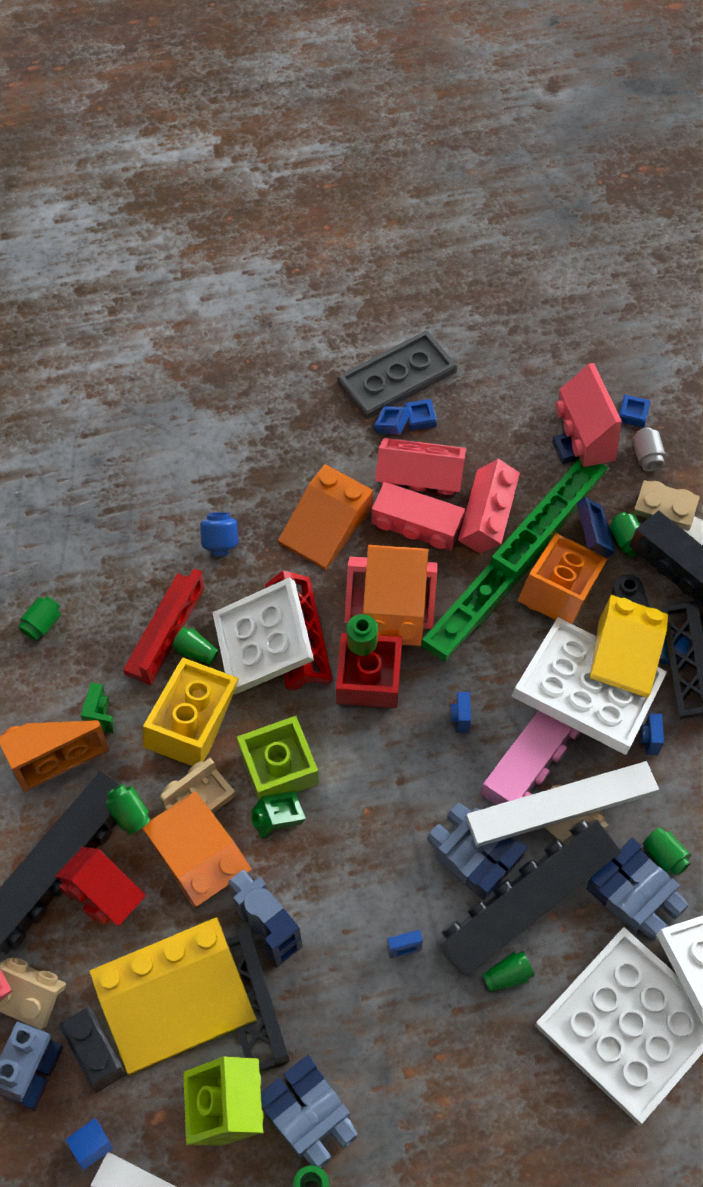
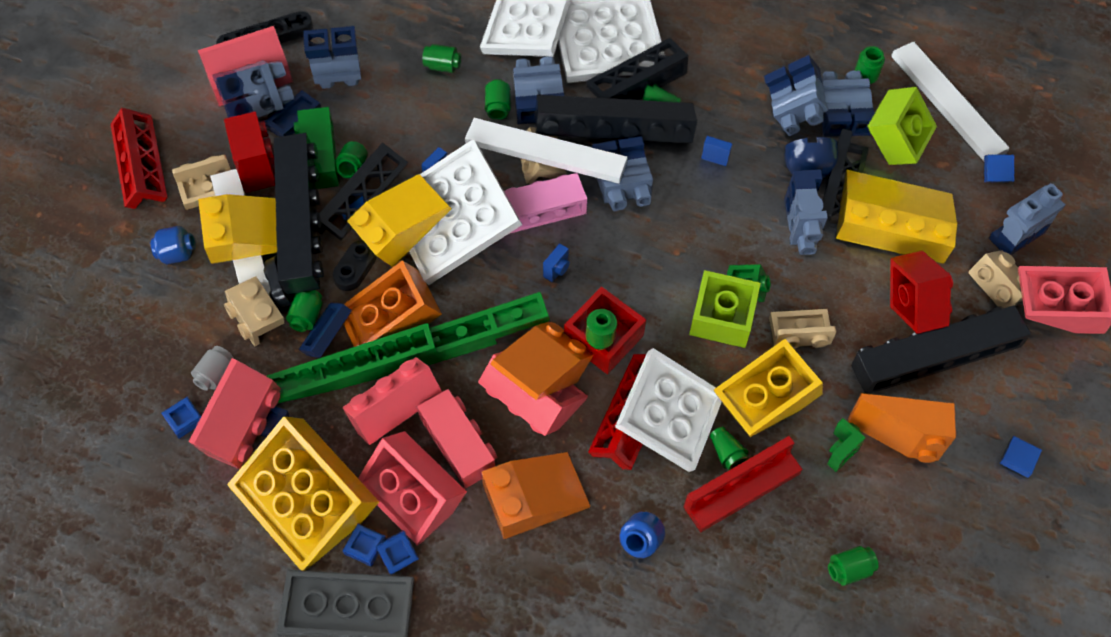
camera: 145 degrees left, 0 degrees up
(92, 1049) = (972, 212): black brick -> none
(127, 808) = (868, 333): green brick -> none
(195, 849) = (828, 283): orange slope -> none
(298, 995) = (812, 156): none -> dark blue cylinder
(363, 1069) = (797, 94): none -> sand blue hips
(494, 415) = (302, 492): none -> yellow slope
(540, 983) = (660, 74): none -> black fence

